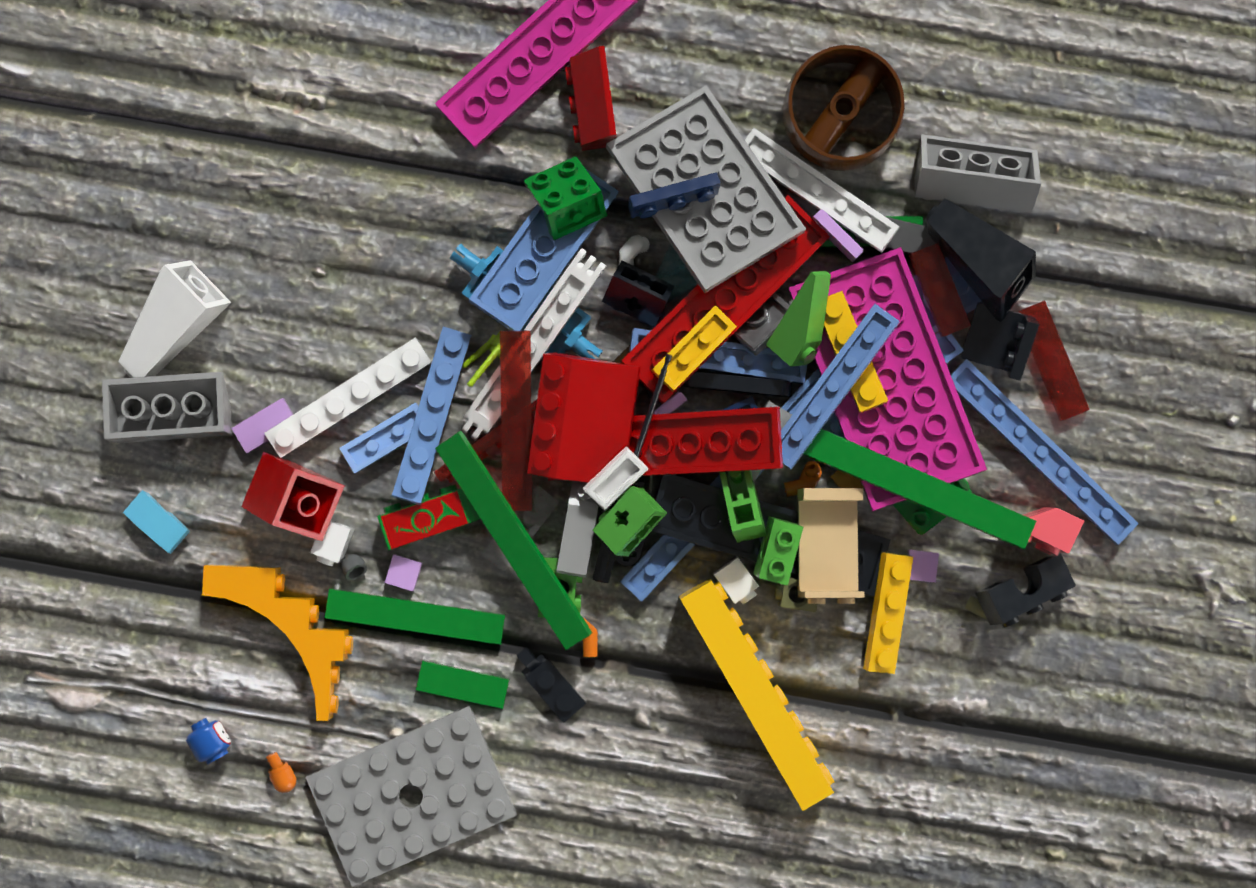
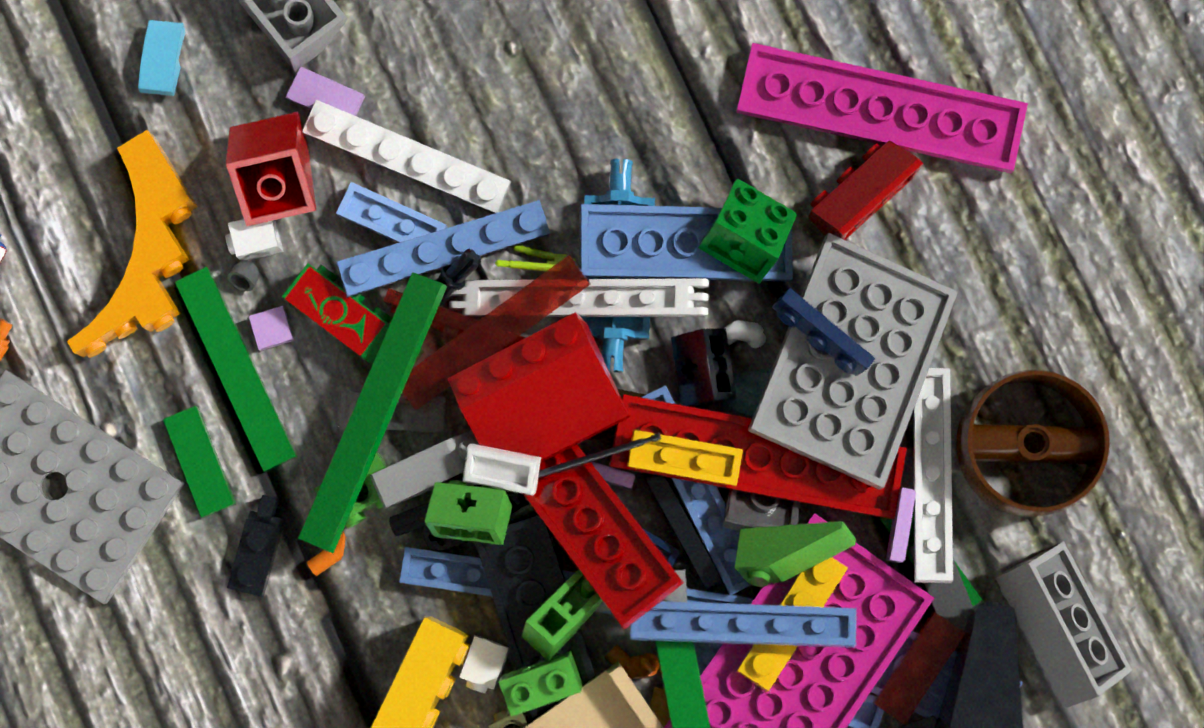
camera: 65 degrees right, 5 degrees down
(455, 415) = (454, 275): none -> black axle

